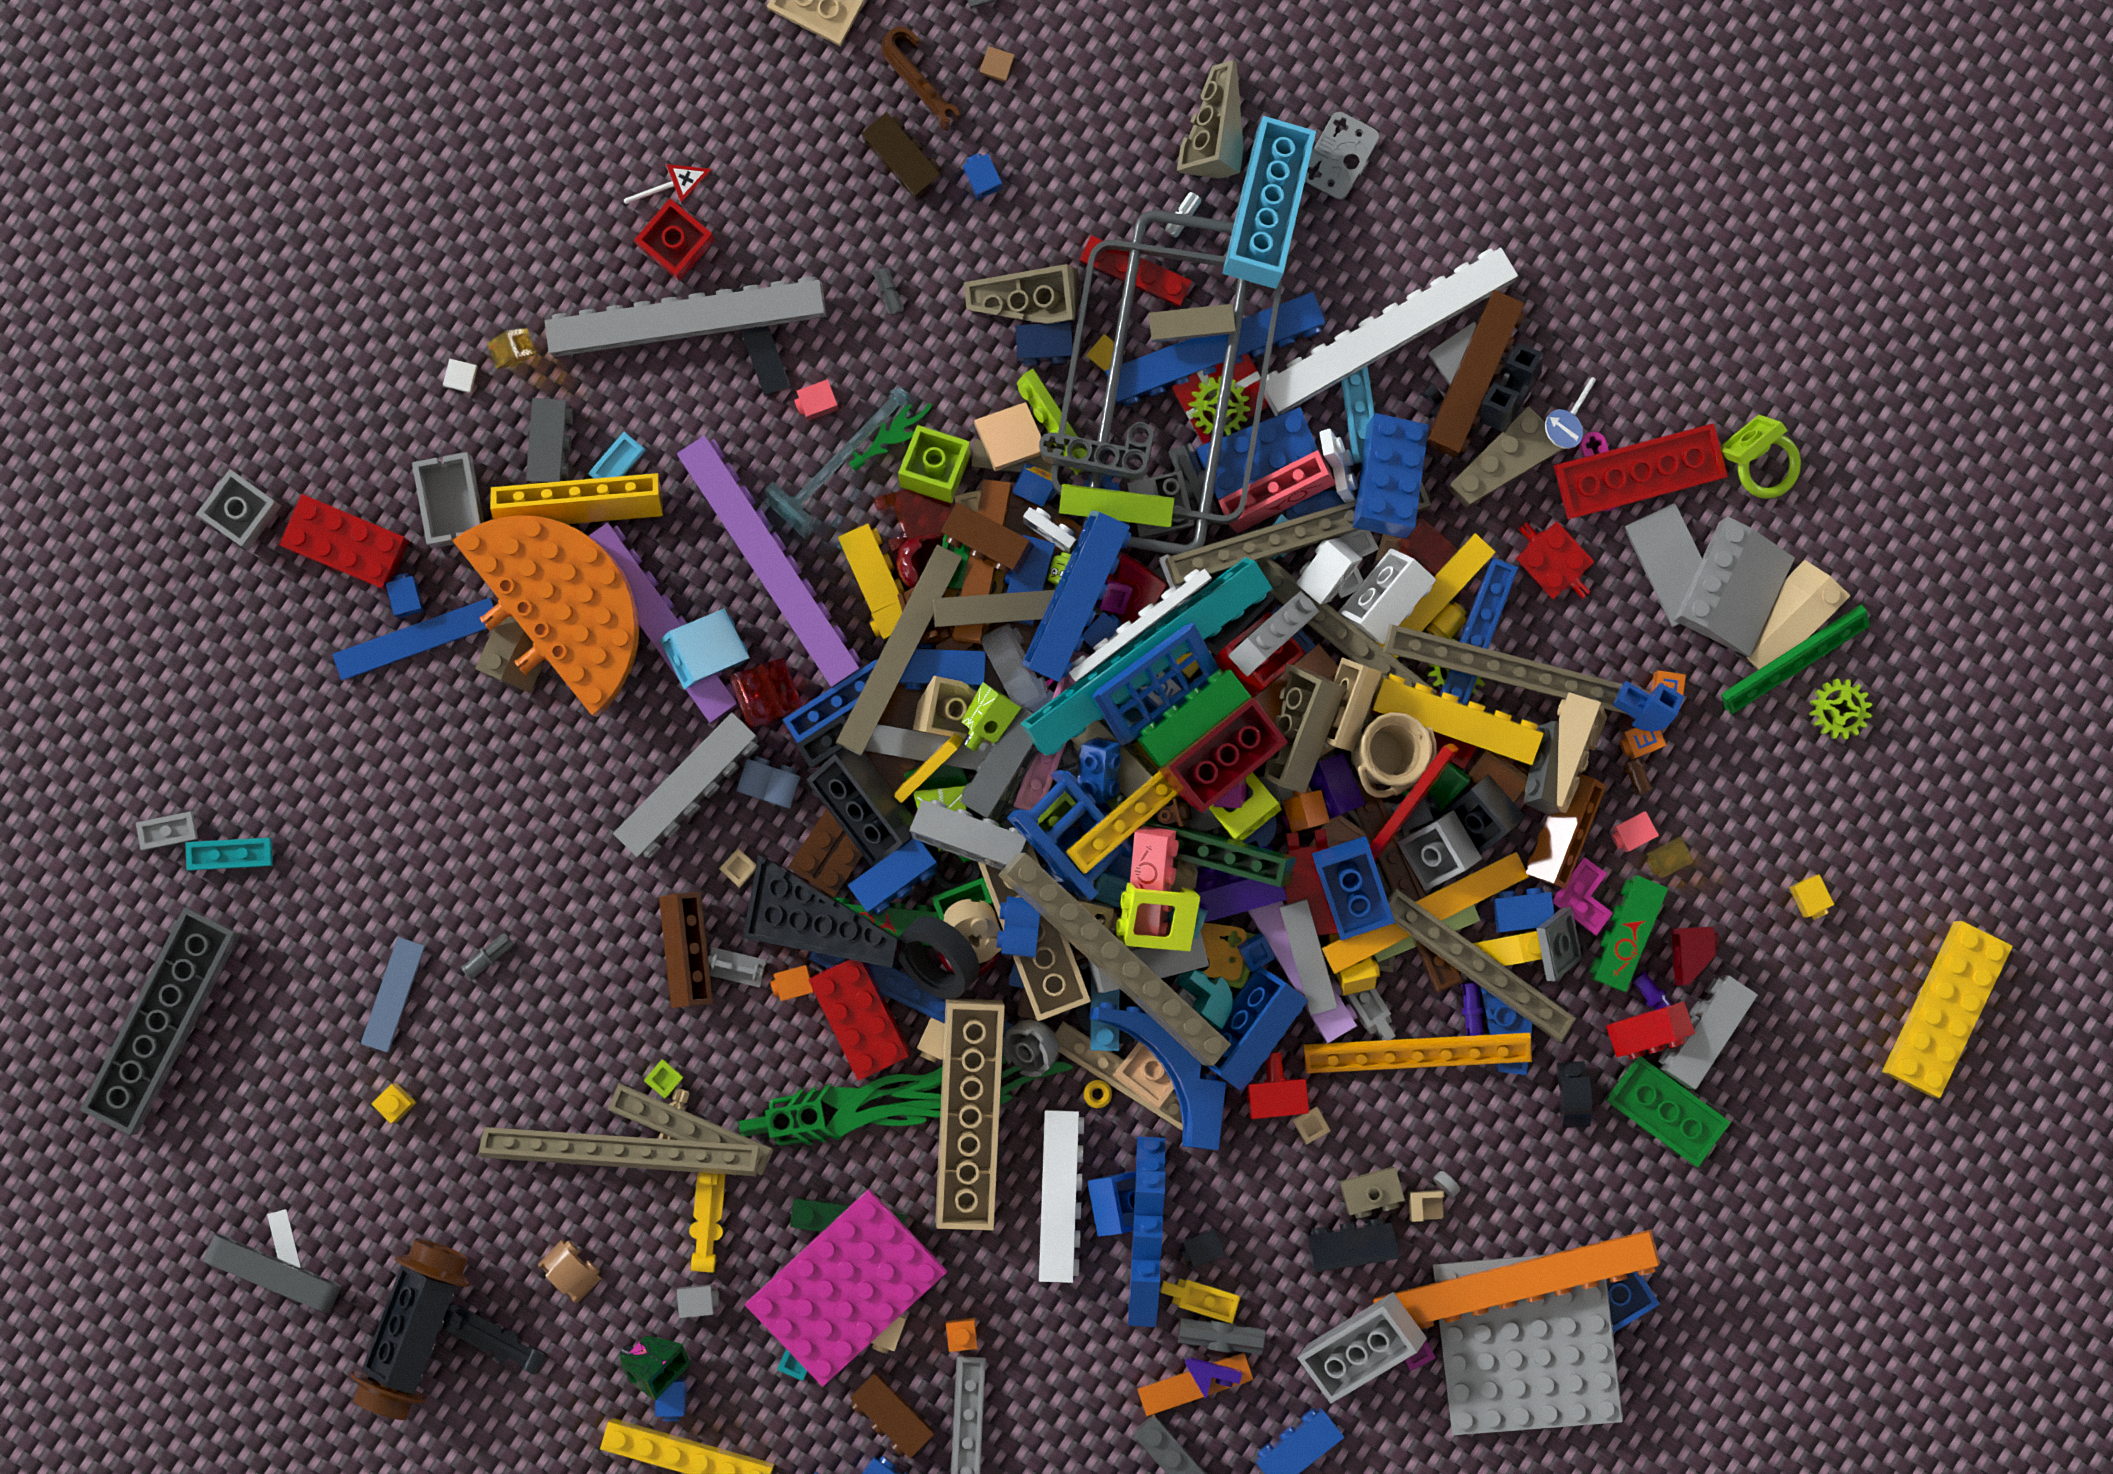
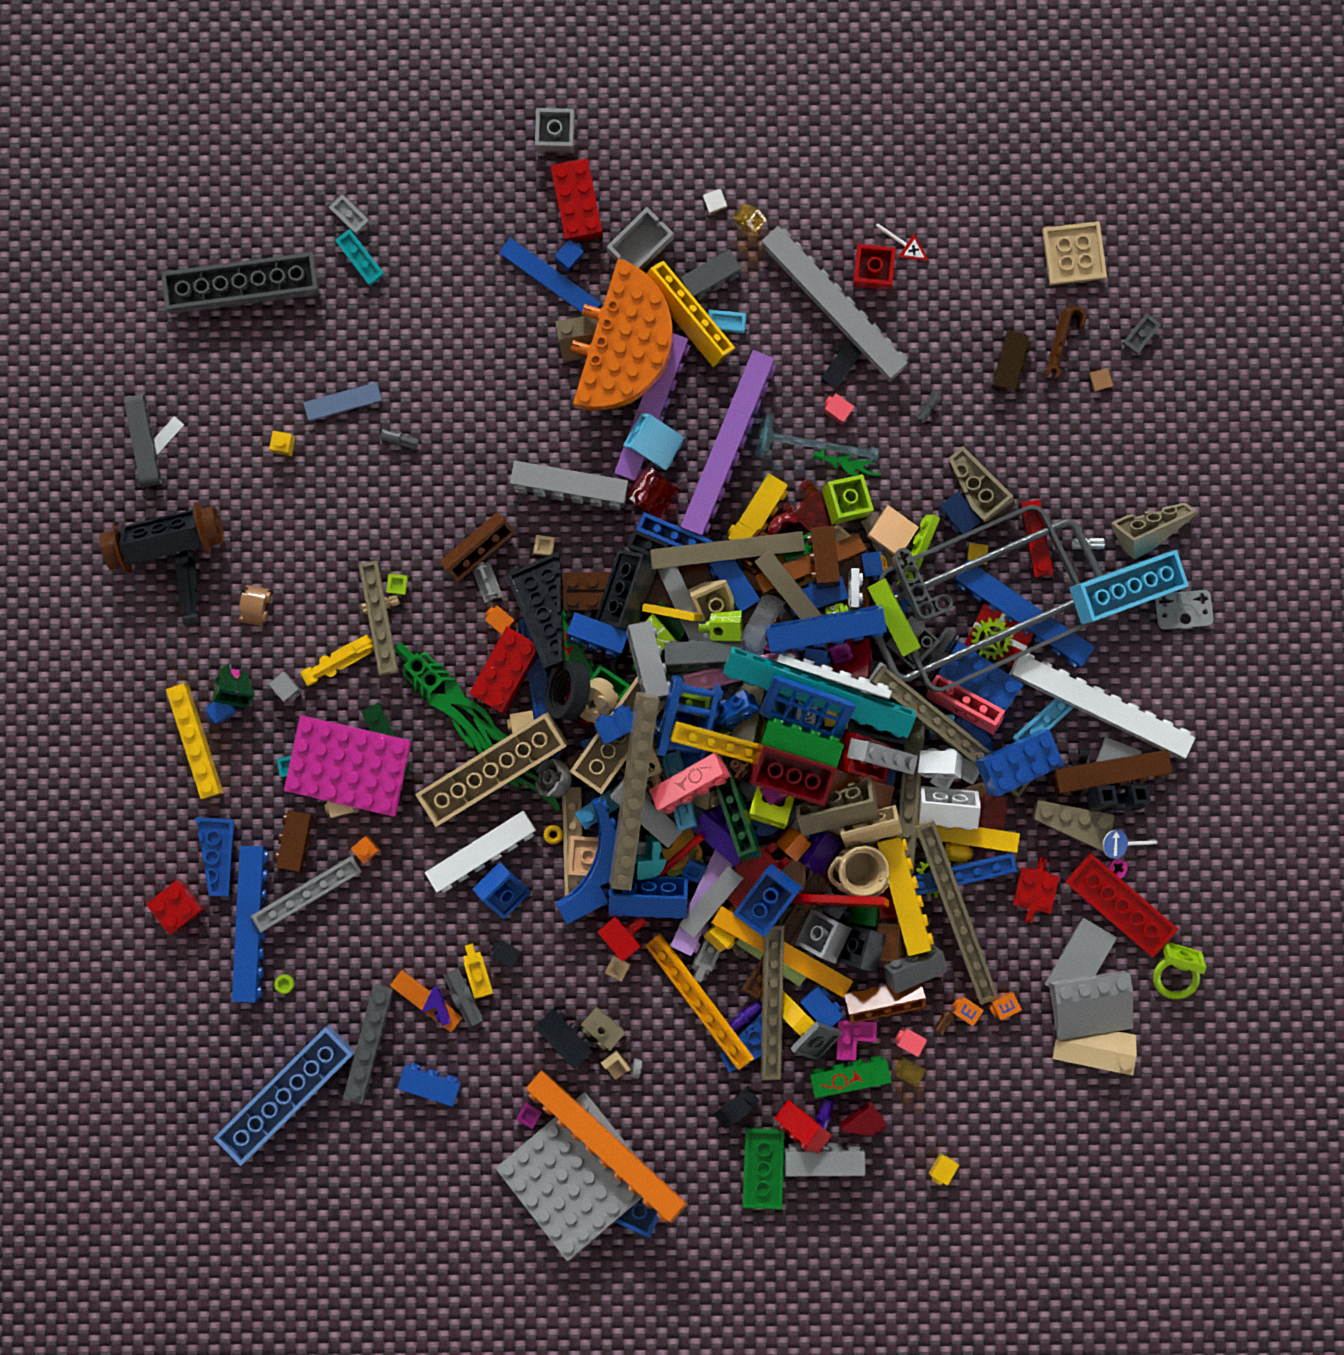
camera: 60 degrees right, 0 degrees up
(619, 1151) = (339, 587): dark tan plate -> none
(769, 783) = (603, 530): sand blue brick -> none
(982, 175) = (1031, 414): blue brick -> none
(1147, 1232) = (493, 914): blue arch -> none
(1183, 922) = (682, 815): neon yellow window -> none
(1192, 323) = (1028, 589): dark tan tile -> none
(1226, 951) = (682, 853): none -> red bar
(1340, 461) = (1007, 729): white plate -> none
(1362, 1348) = (509, 1082): light grey brick -> none
(1579, 730) = (947, 970): tan wedge -> none
(1651, 710) = (986, 1003): blue brick -> none
(1795, 659) = (1074, 1068): green tile -> none
(1836, 720) = (1054, 1116): lime gear -> none
(1947, 1009) = (932, 1292): yellow brick -> none

